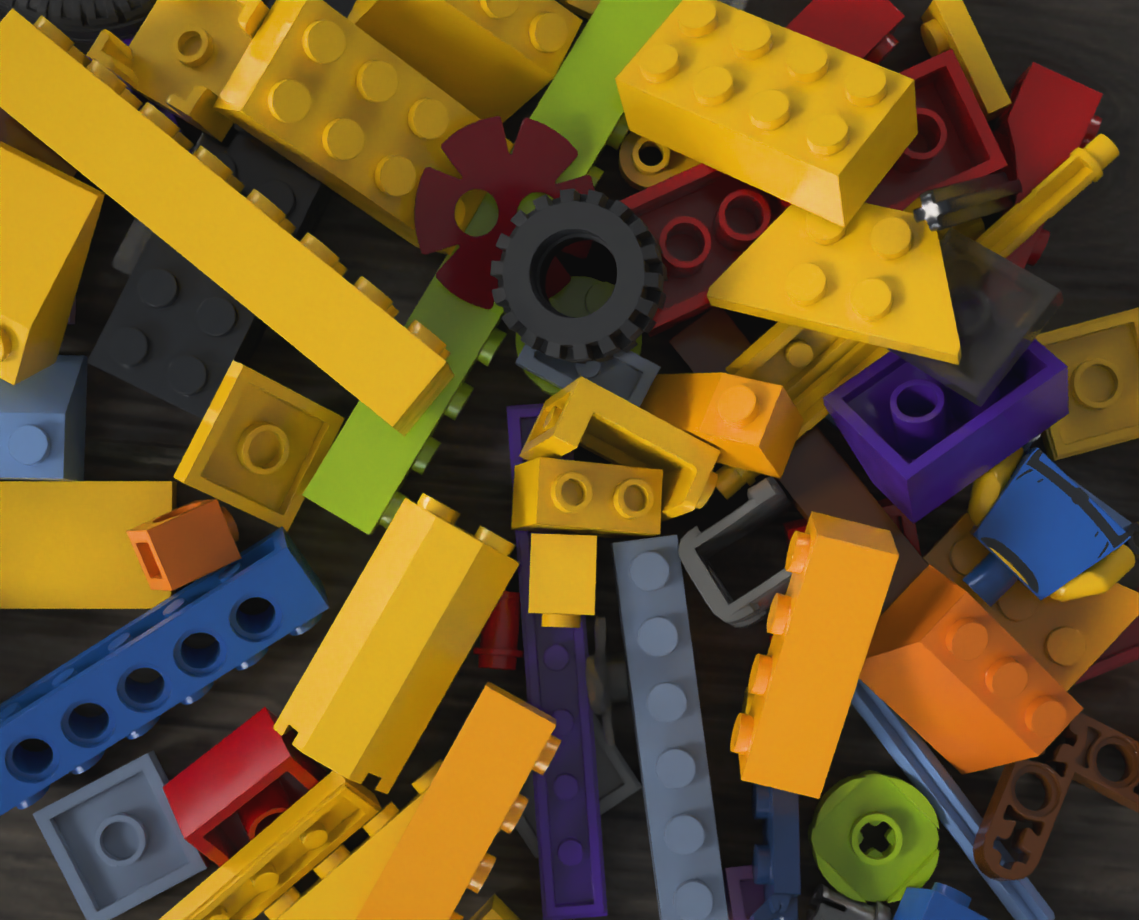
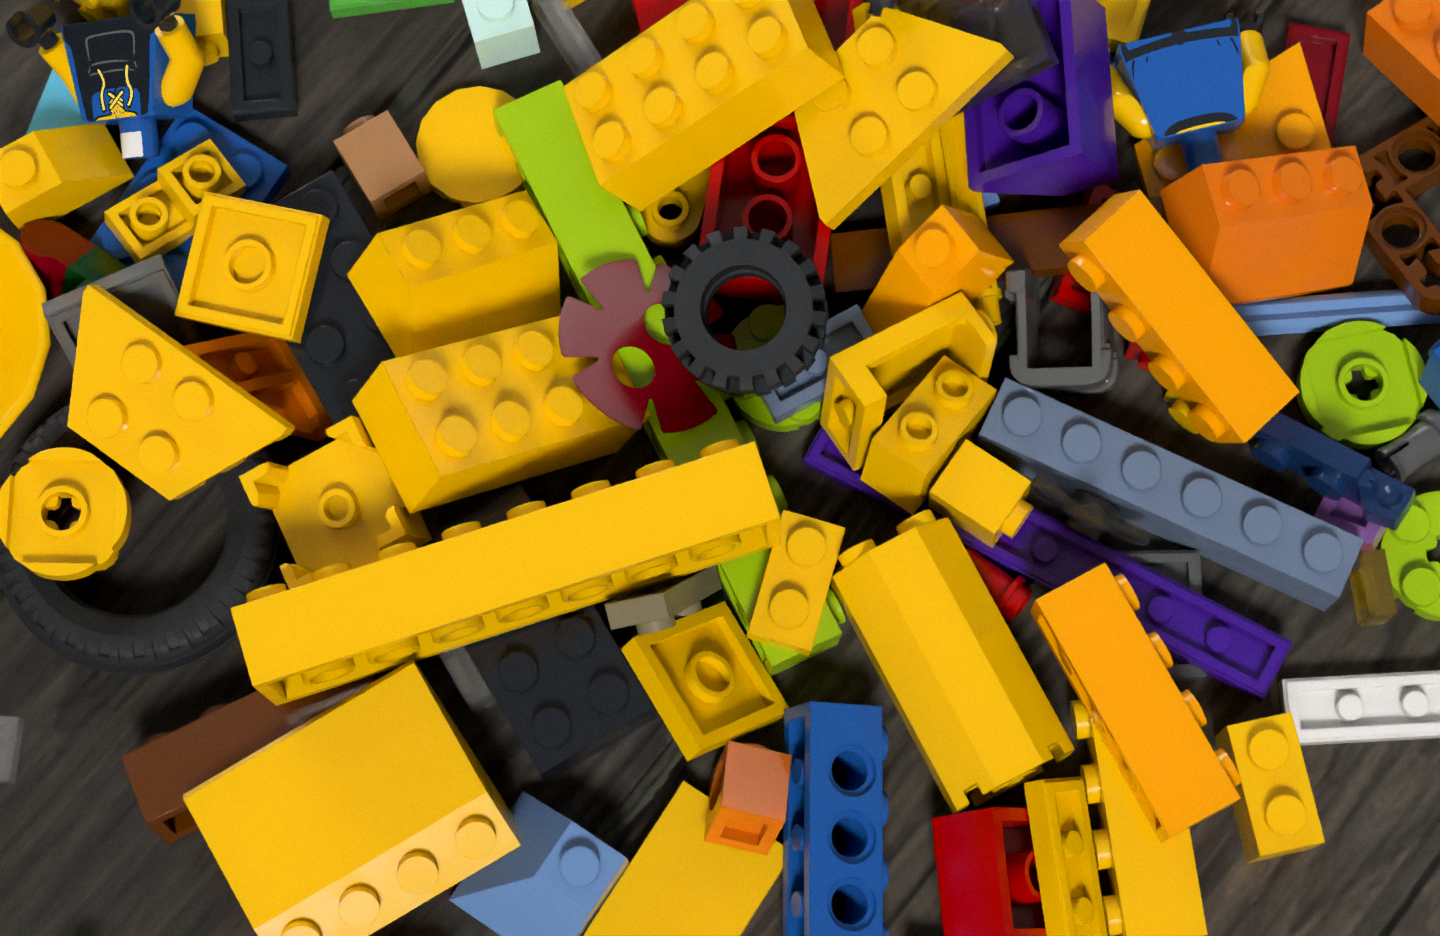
camera: 45 degrees left, 10 degrees down
(283, 367) = (658, 605): none -> dark tan plate
(383, 470) = (796, 583): none -> yellow plate

